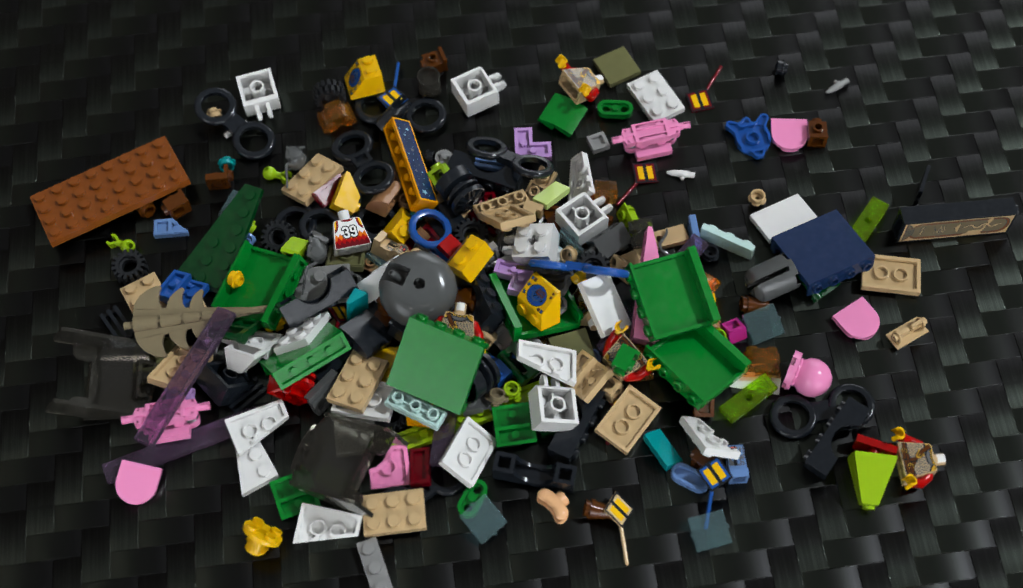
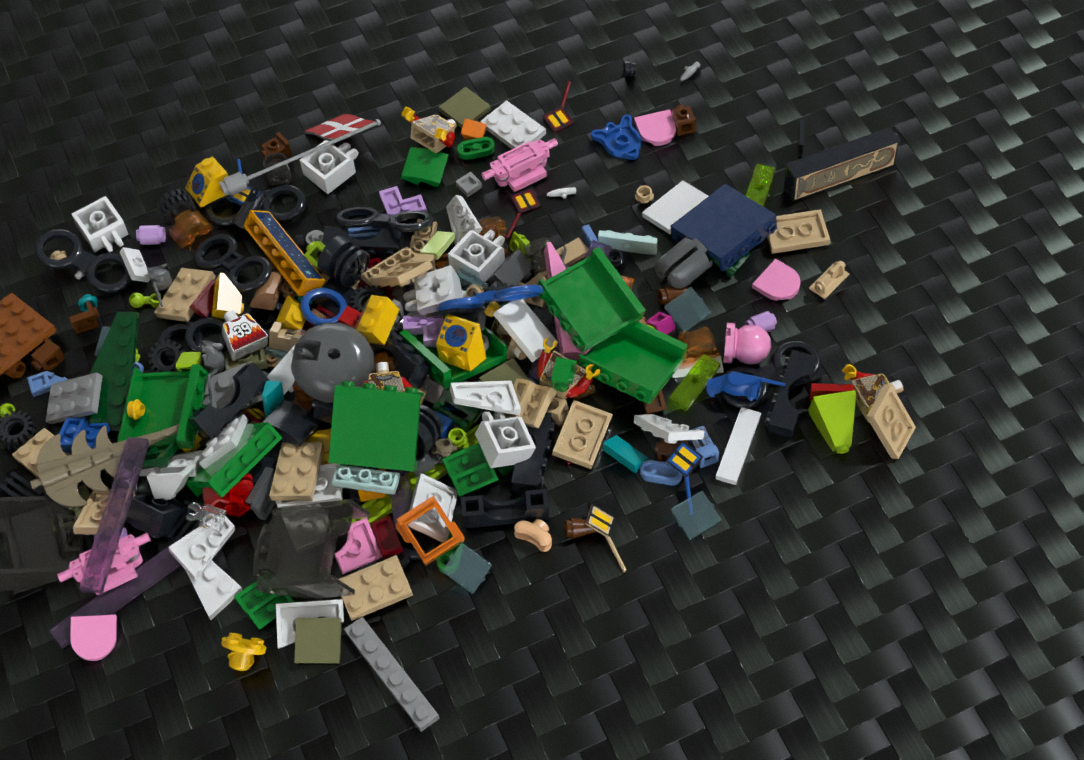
camera: 15 degrees left, 5 degrees down
(186, 252) = (74, 398): none -> light grey plate
(268, 402) = (210, 516): none -> clear plate
(277, 138) = (135, 264): none -> white plate
(300, 114) = (151, 234): none -> lavender brick
(329, 548) = (318, 640): none -> olive tile
(480, 478) = (408, 537): none -> orange piece
(489, 57) = (333, 130): none -> flag
(617, 90) = (472, 129): none -> orange slope
(770, 473) = (738, 446): none -> white tile
(789, 414) = (738, 385): none -> blue animal
(832, 357) = (764, 320): none -> lavender brick
(923, 496) = (891, 421): none -> tan plate

